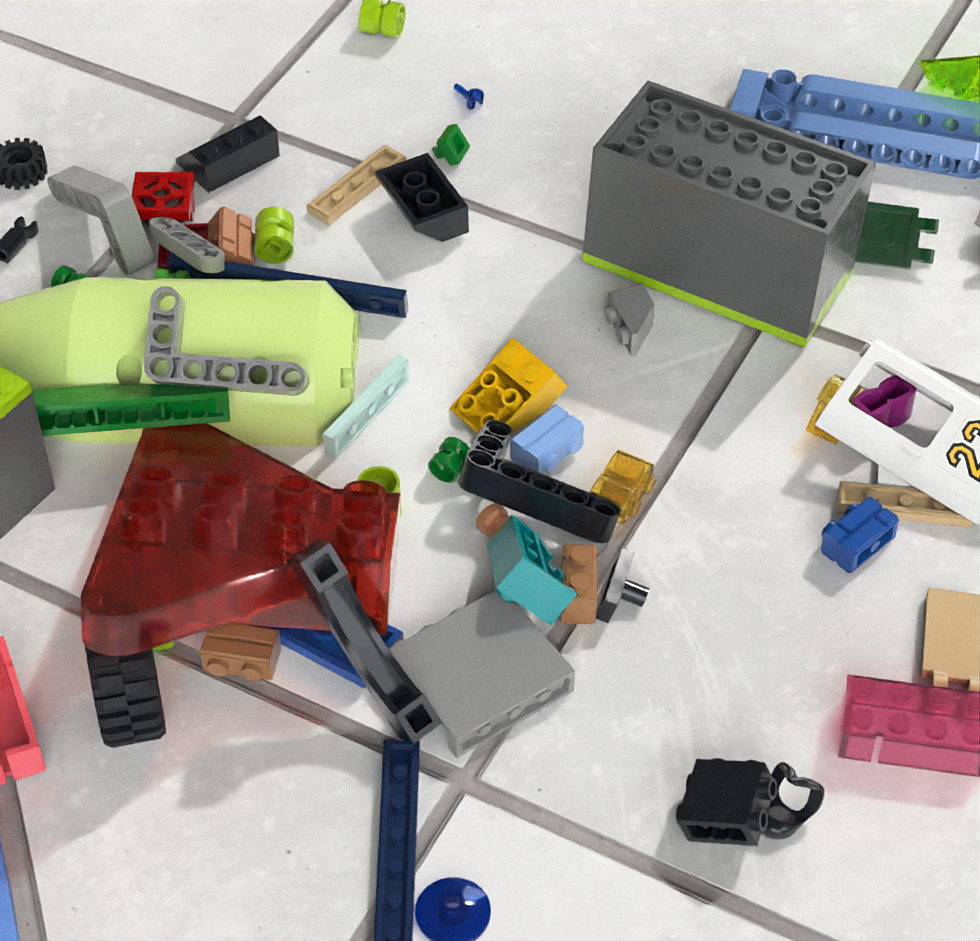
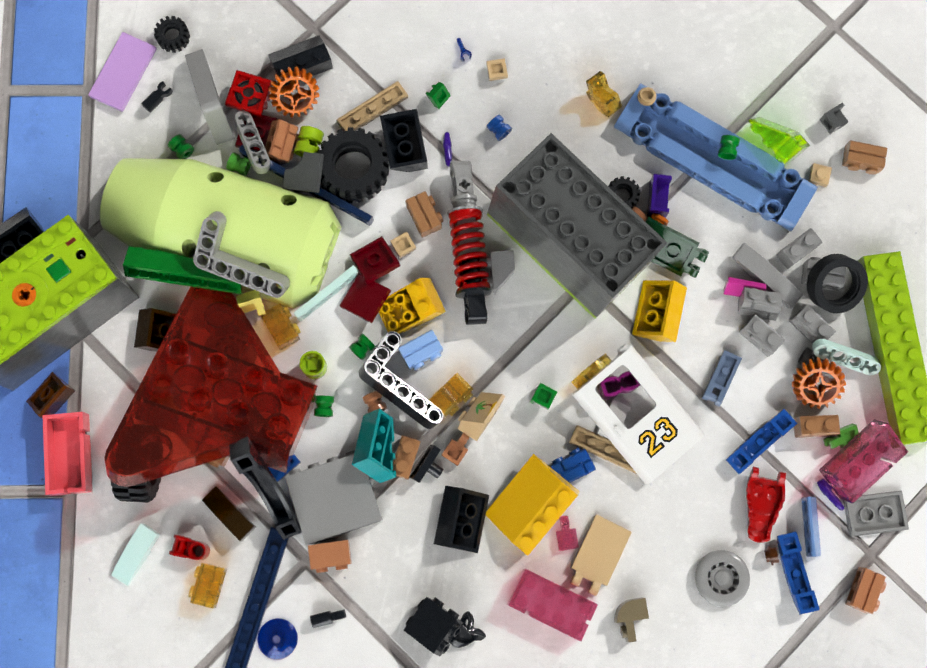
camera: 10 degrees right, 30 degrees up
(88, 509) = (152, 328): none -> dark brown slope
(151, 837) = (135, 554): none -> light aqua slope
(234, 155) = (308, 95): none -> orange gear
(246, 805) = (185, 548): none -> red piece
(254, 431) = (251, 301): none -> light yellow panel
(287, 255) = (306, 174): none -> dark grey tile
(299, 851) = (207, 585): none -> clear yellow brick
(305, 737) = (228, 514): none -> dark brown slope
(307, 456) = (280, 326): none -> clear yellow brick
(354, 216) = (359, 142): none -> black tyre
(416, 550) = (324, 406): none -> green wheel
(431, 348) = (375, 260): none -> dark red tile
(431, 398) = (365, 299): none -> dark red tile
(467, 323) = (403, 244): none -> tan plate
(485, 280) = (424, 214): none -> medium nougat brick
(488, 202) = (447, 148): none -> dark purple piece
(503, 748) = (330, 555): none -> nougat brick
(527, 102) = (497, 69): none -> tan plate
(532, 849) = (326, 618): none -> black bar
(558, 160) = (499, 127): none -> blue wheel
(571, 295) = (467, 244): none -> piece
(659, 557) = (455, 450): none -> nougat plate
(680, 490) = (480, 414): none -> tan slope
(685, 80) = (602, 96): none -> clear yellow brick
(707, 645) = (461, 519): none -> black slope
(760, 72) = (646, 96): none -> tan plate
(770, 446) = (543, 396): none -> green panel
(817, 589) = (531, 504): none -> yellow slope
(892, 633) = (566, 537): none -> clear pink plate
(900, 308) = (659, 310): none -> yellow slope
(905, 97) = (728, 147): none -> green wheel

